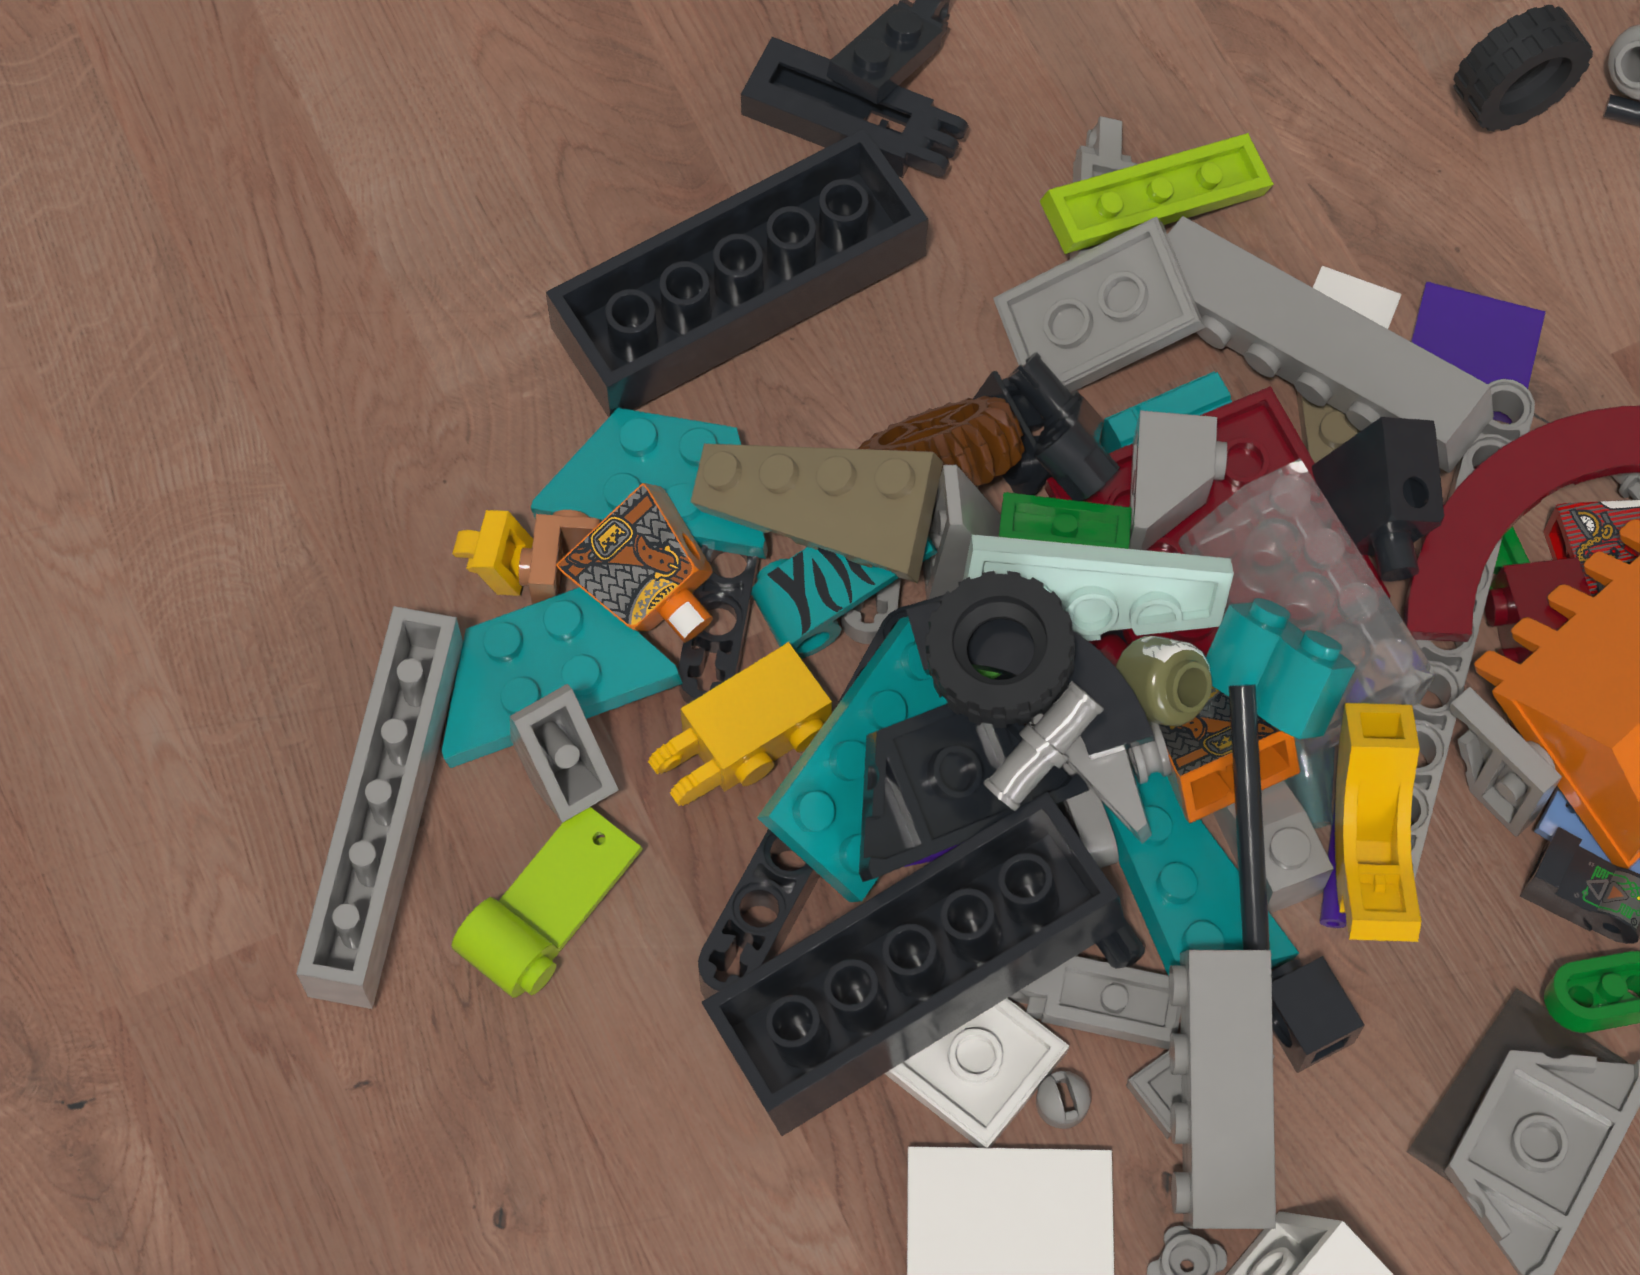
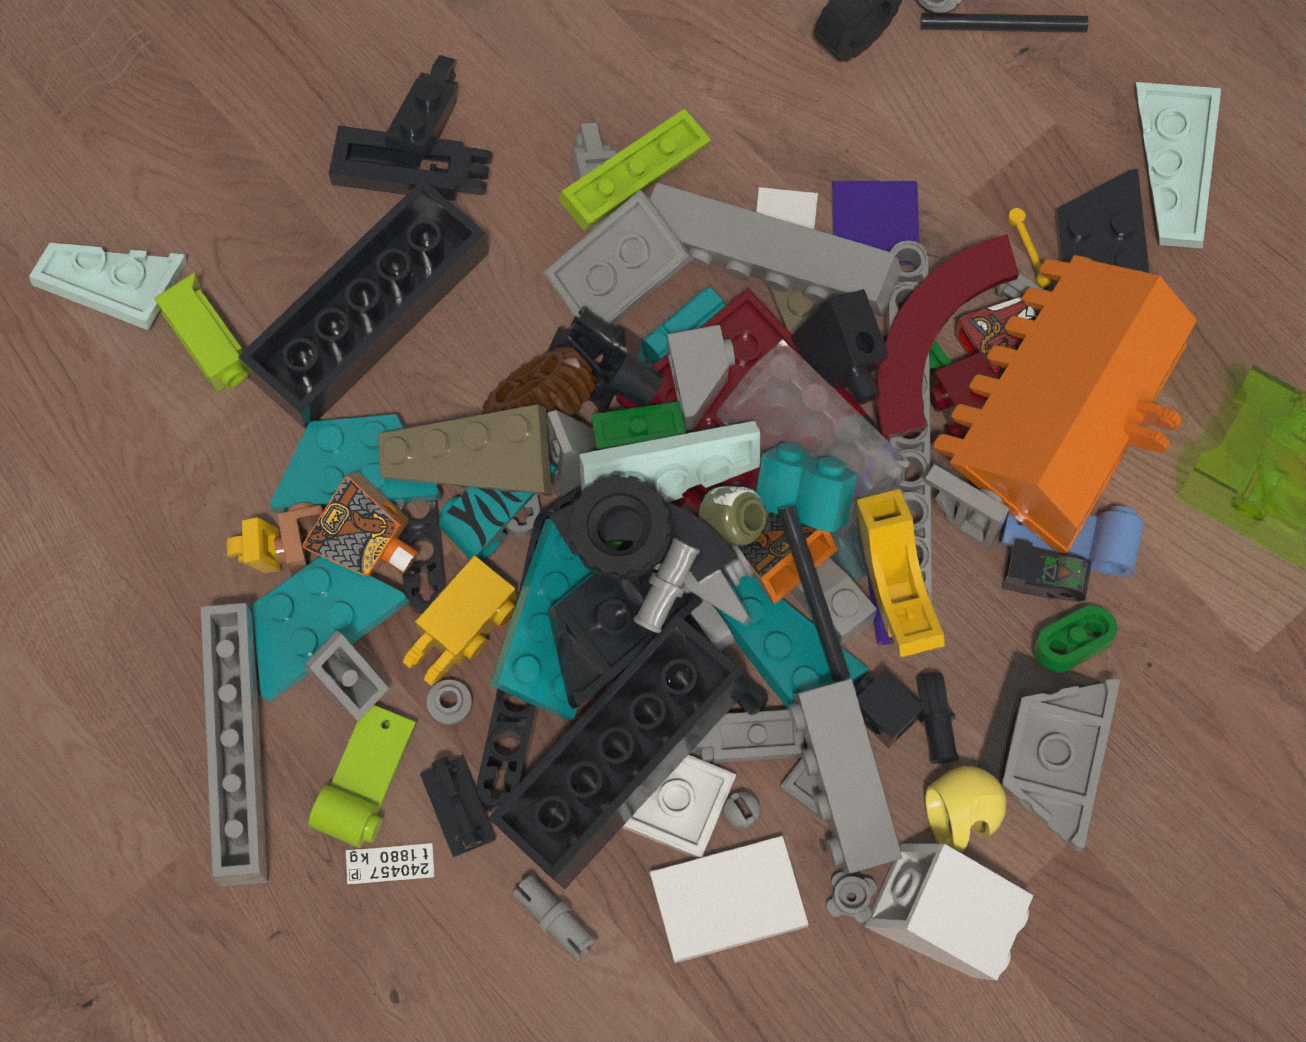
camera: 15 degrees left, 5 degrees up
(411, 163) = (108, 281): none -> light aqua wing
(509, 255) = (202, 333): none -> lime window
(549, 1032) = (389, 863): none -> white sticker
(665, 978) = (457, 806): none -> black hinge
(696, 852) = (452, 715): none -> light grey plate
(755, 1172) = (554, 917): none -> light grey pin
(1378, 1049) = (937, 718): none -> black axle
(1393, 1174) = (969, 800): none -> light yellow helmet

